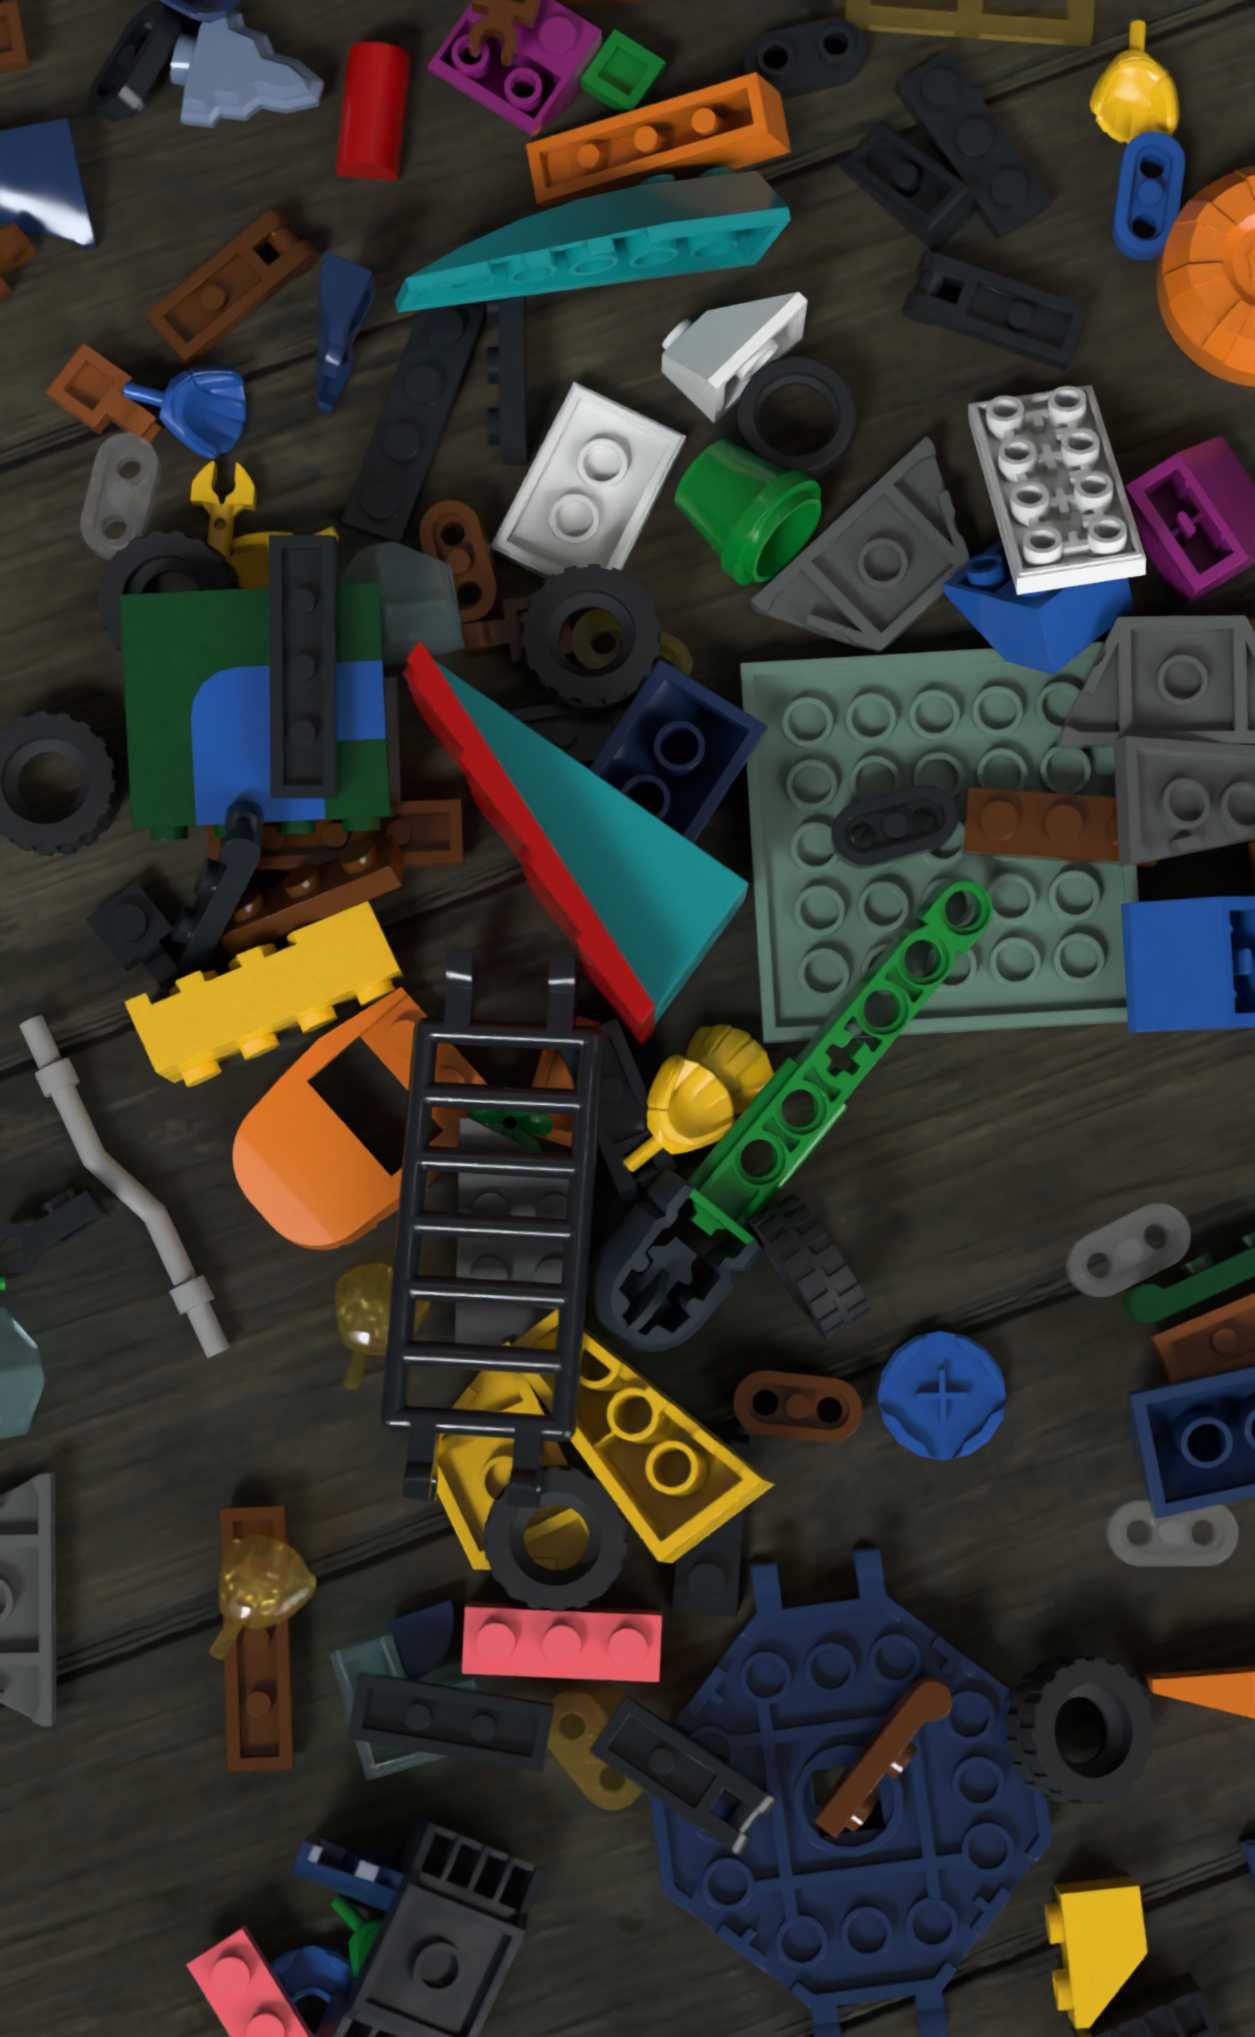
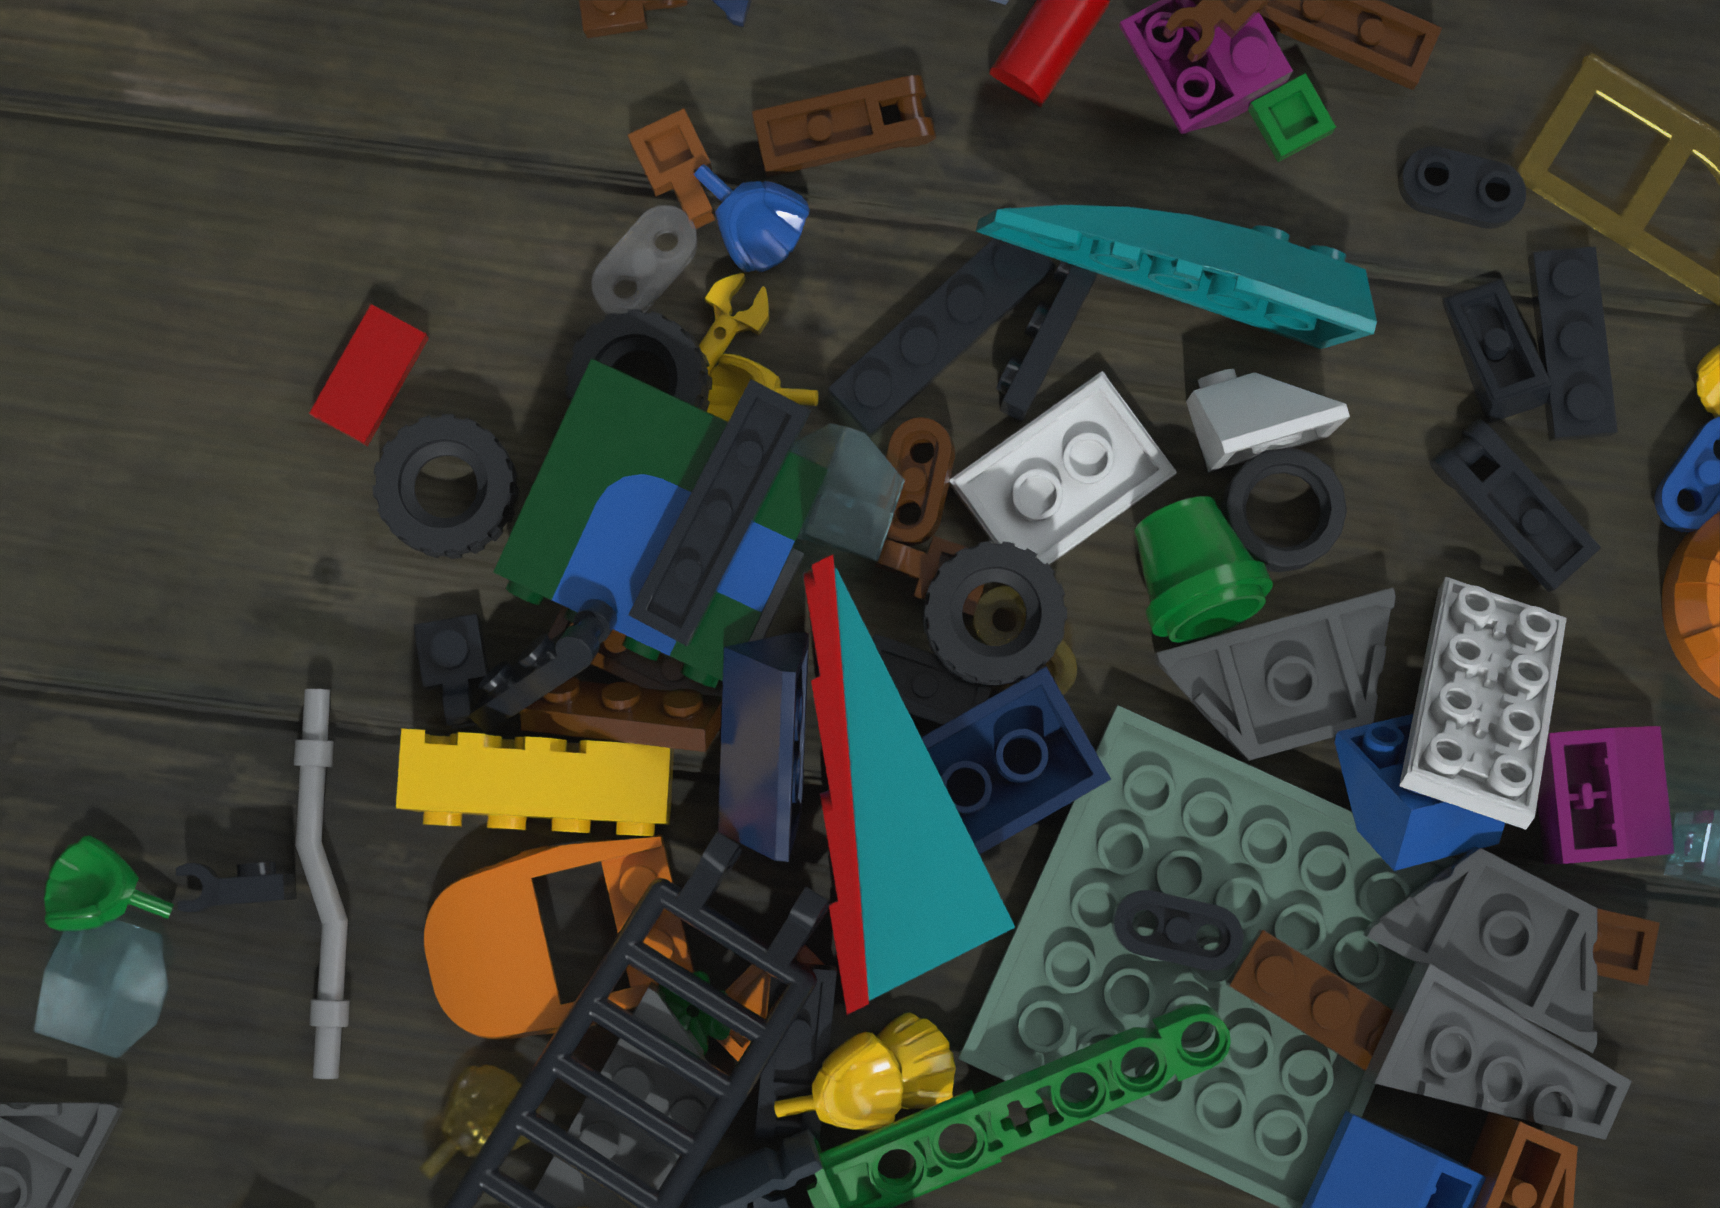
camera: 20 degrees right, 0 degrees up
(343, 303) = (932, 196): dark blue slope -> none
(447, 852) = (764, 742): none -> dark blue slope
(680, 137) = (1305, 199): orange slope -> none

